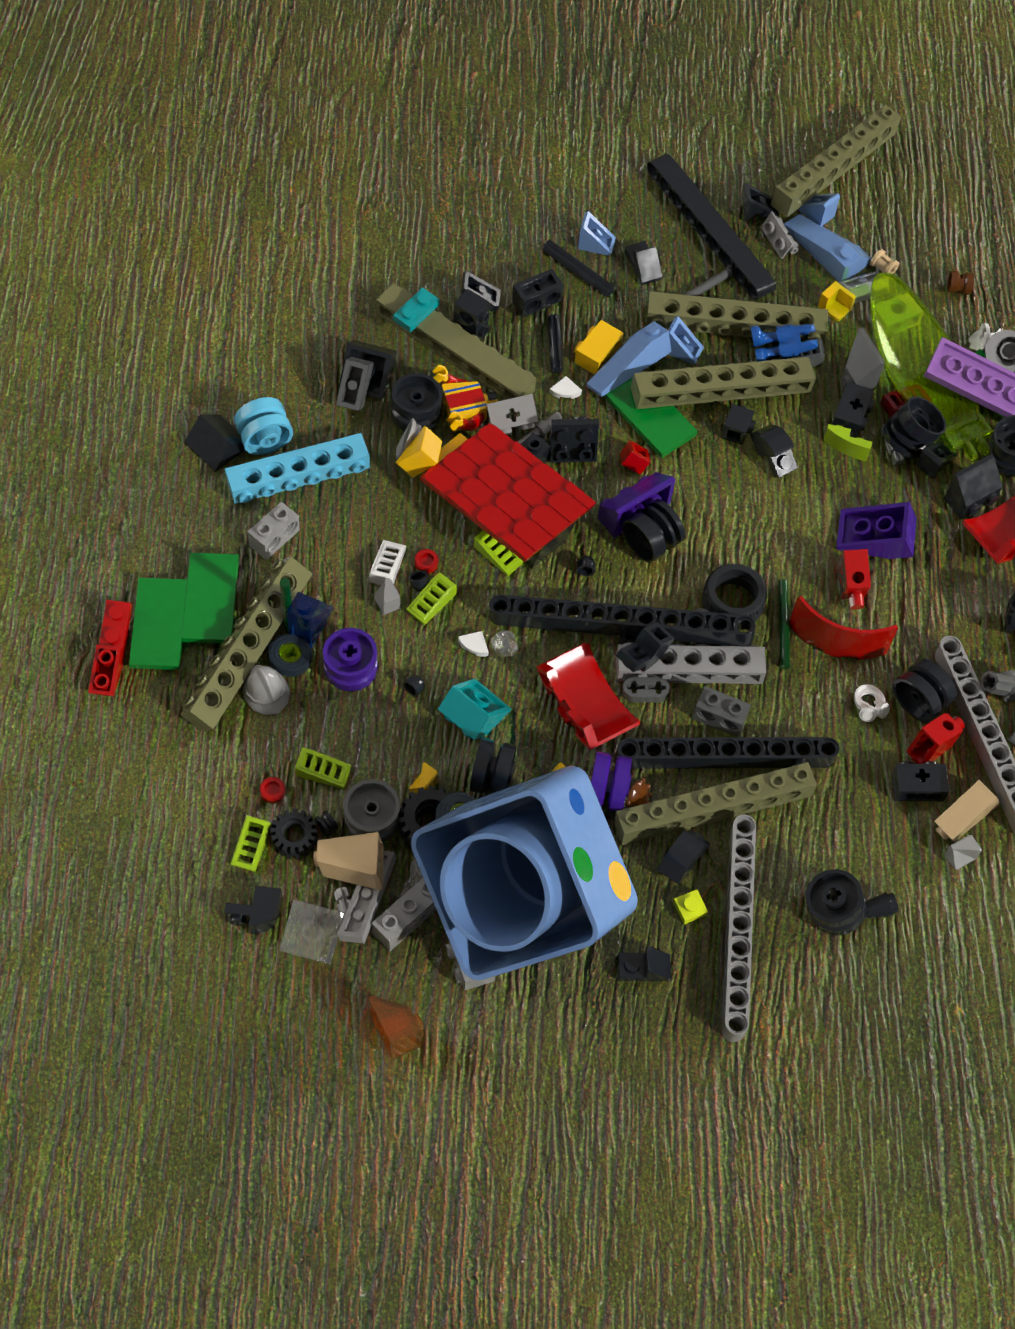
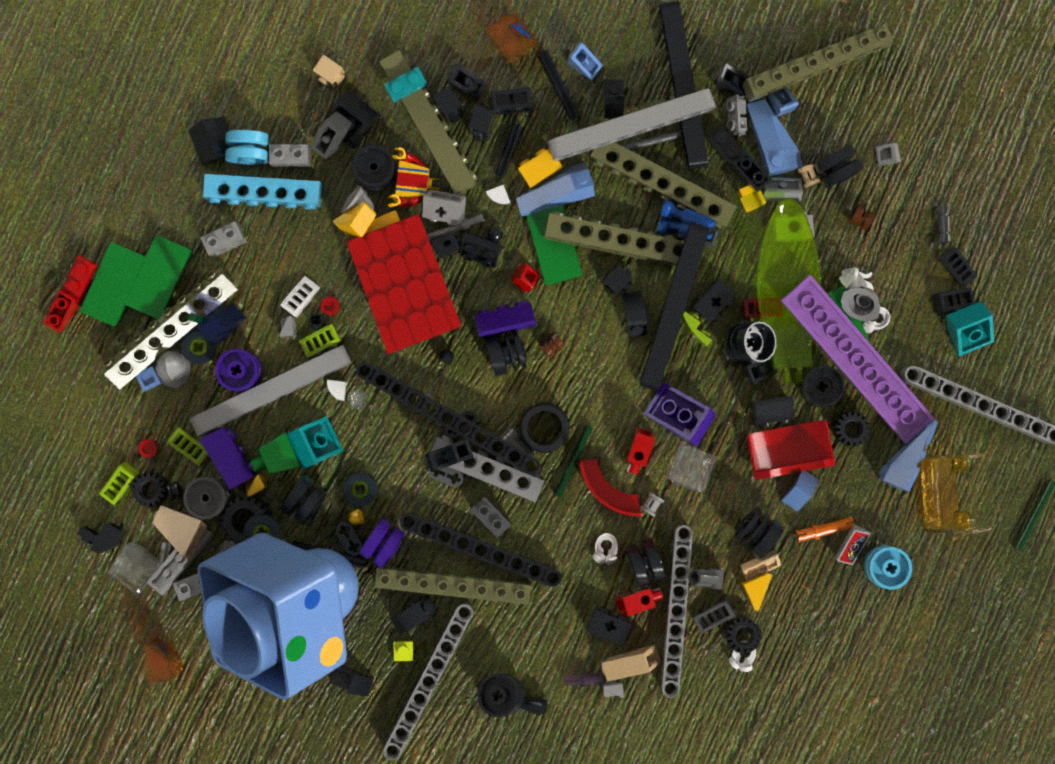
camera: 25 degrees right, 25 degrees up
(242, 710) = (148, 378): none -> medium blue plate
(315, 423) = (290, 155): none -> light grey brick
(322, 331) = (328, 72): none -> tan brick
(378, 758) = (228, 457): none -> dark purple slope
(394, 671) = (270, 390): none -> light grey beam
(414, 685) = (280, 406): black hinge -> none
(437, 736) = (276, 456): none -> green torso
(505, 242) = (511, 37): none -> clear orange slope
(516, 320) = (481, 123): none -> black brick
(544, 732) = (350, 489): none -> black bush
(585, 697) = (398, 467): red panel -> none
(639, 794) = (401, 559): reddish brown piece -> none
(677, 268) = (631, 124): none -> light grey beam
(683, 342) = (609, 190): medium blue slope -> none
(700, 508) = (551, 345): none -> reddish brown wheel
(809, 272) = (738, 160): none -> black slope
(815, 424) = (674, 306): none -> black beam
(864, 362) = (738, 268): dark grey slope -> none
(902, 627) = (651, 510): none -> light grey bush
(911, 239) = (839, 167): none -> black wheel
(920, 580) = (691, 468): none -> clear slope
(922, 854) = (584, 679): none -> axle
(951, 221) = (887, 154): none -> light grey slope

